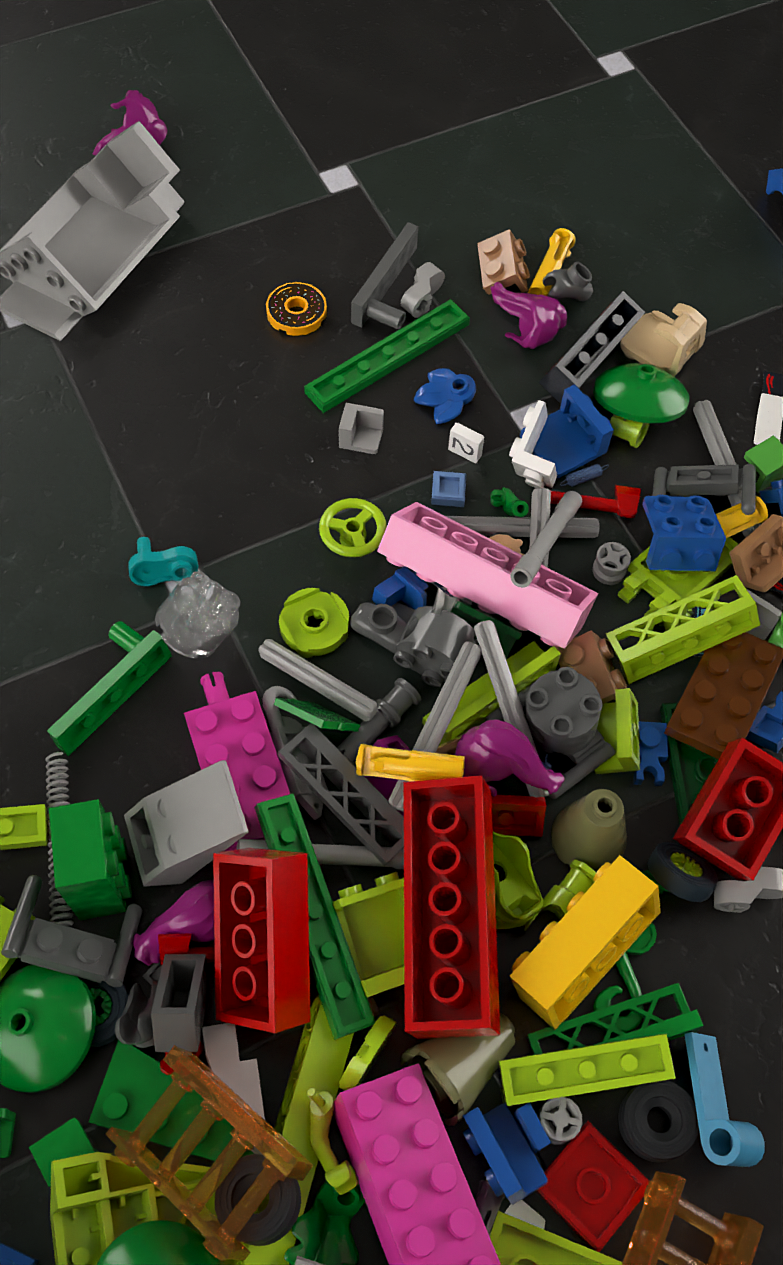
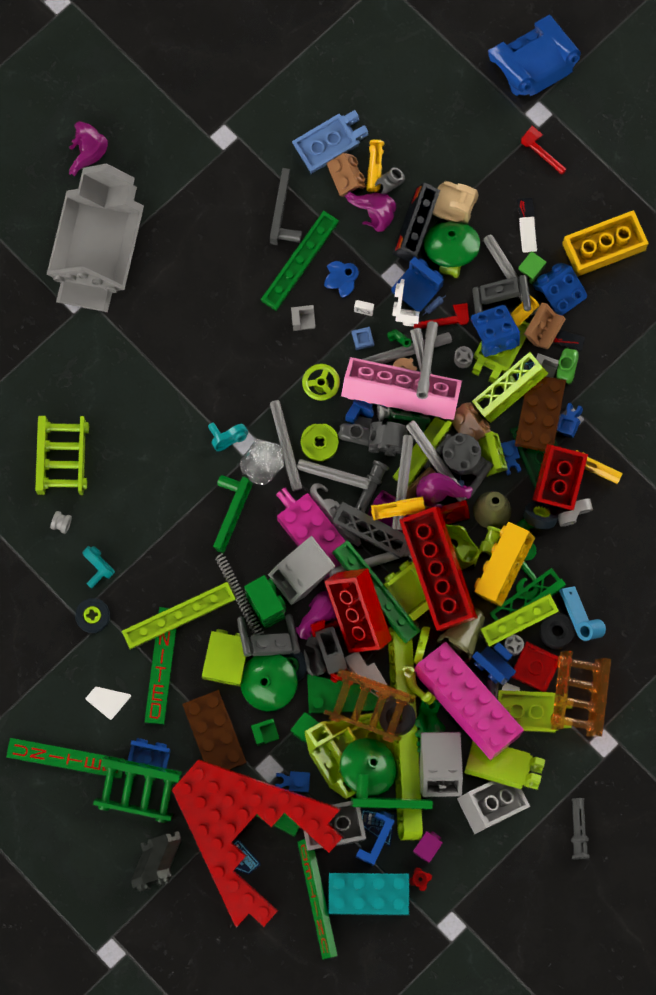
camera: 15 degrees left, 15 degrees up
(254, 613) = (285, 445): none -> light grey axle
(297, 295) = (235, 256): tile -> none
(317, 714) = (341, 494): green piece -> none
(418, 297) = (306, 215): light grey piece -> none
(488, 214) = (329, 140): none -> medium blue tile

